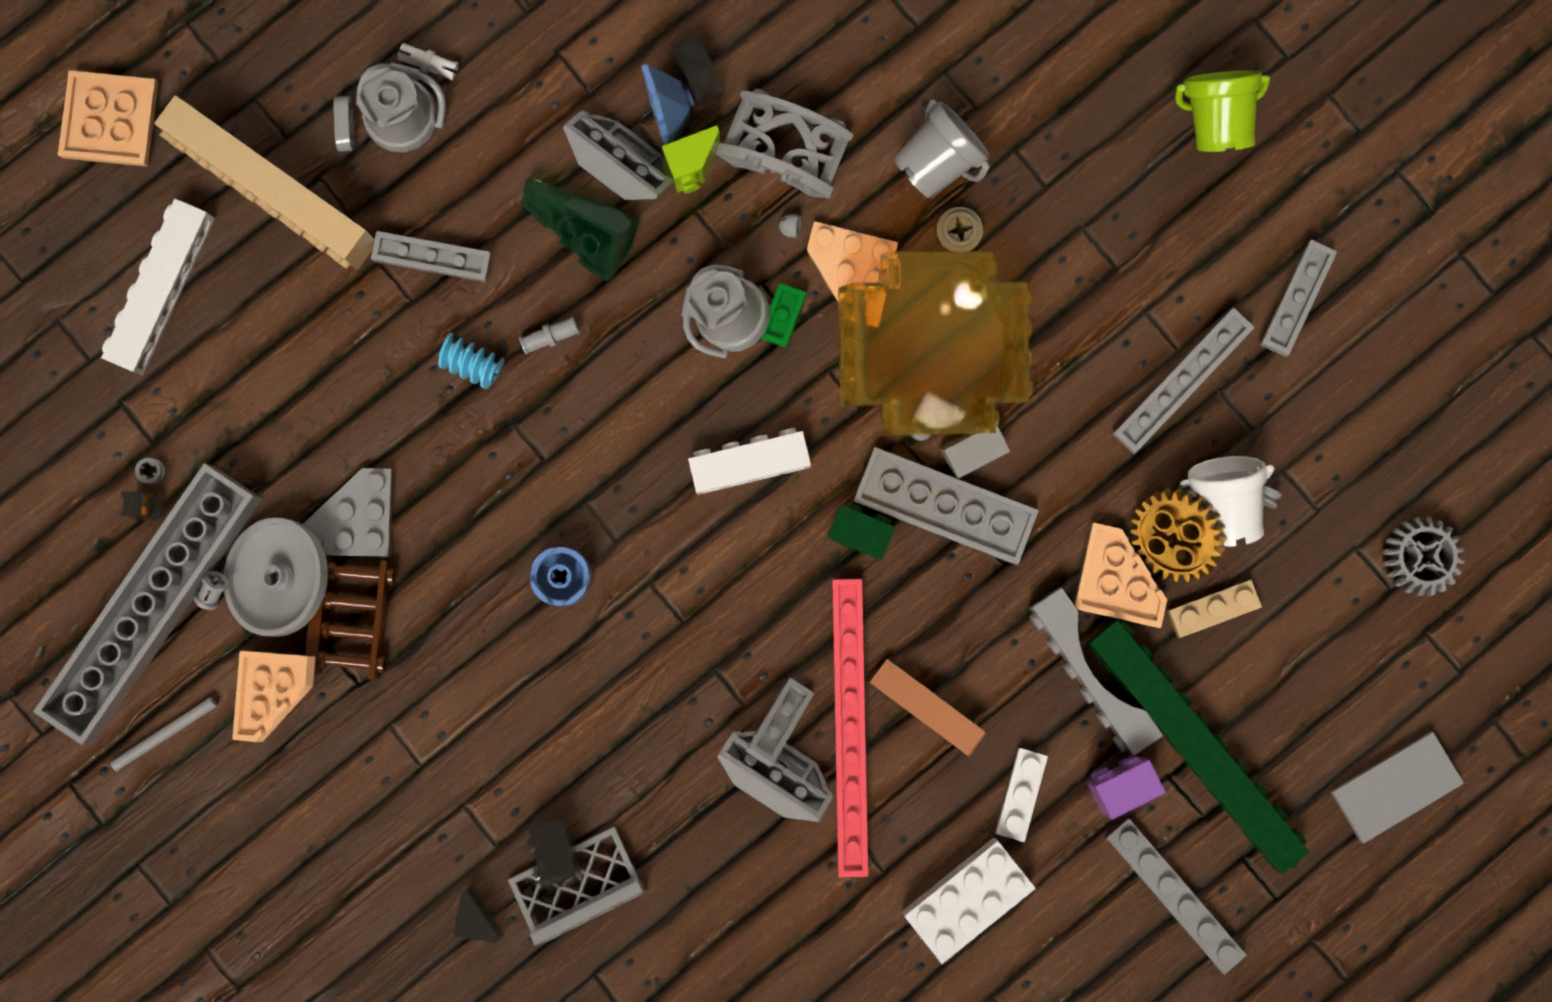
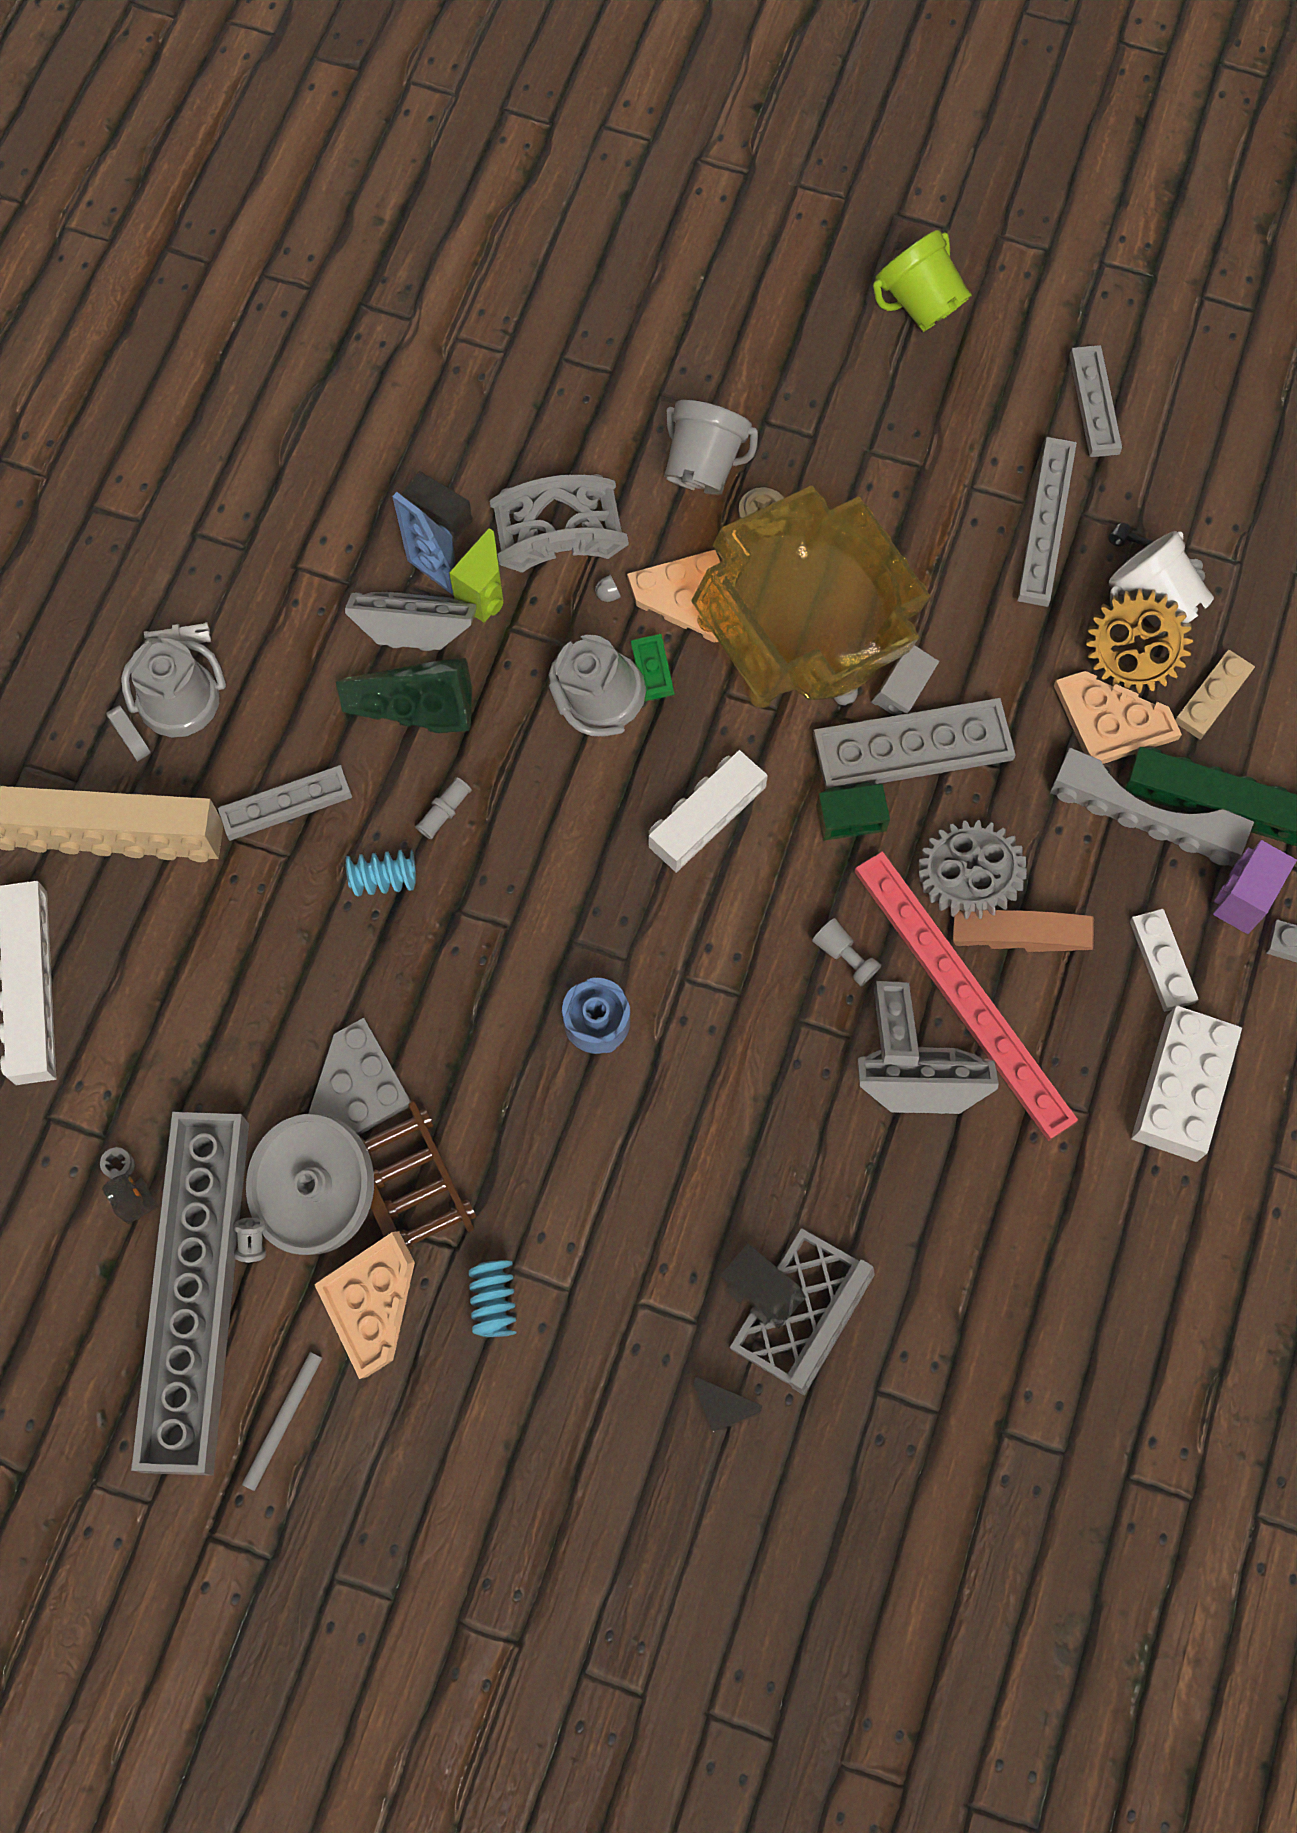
camera: 30 degrees left, 15 degrees down
(359, 741) = (491, 1299): none -> medium azure piece
(780, 629) = (837, 943): none -> light grey piece
(943, 623) = (972, 869): none -> light grey gear
(1237, 428) = (1124, 532): none -> black hand

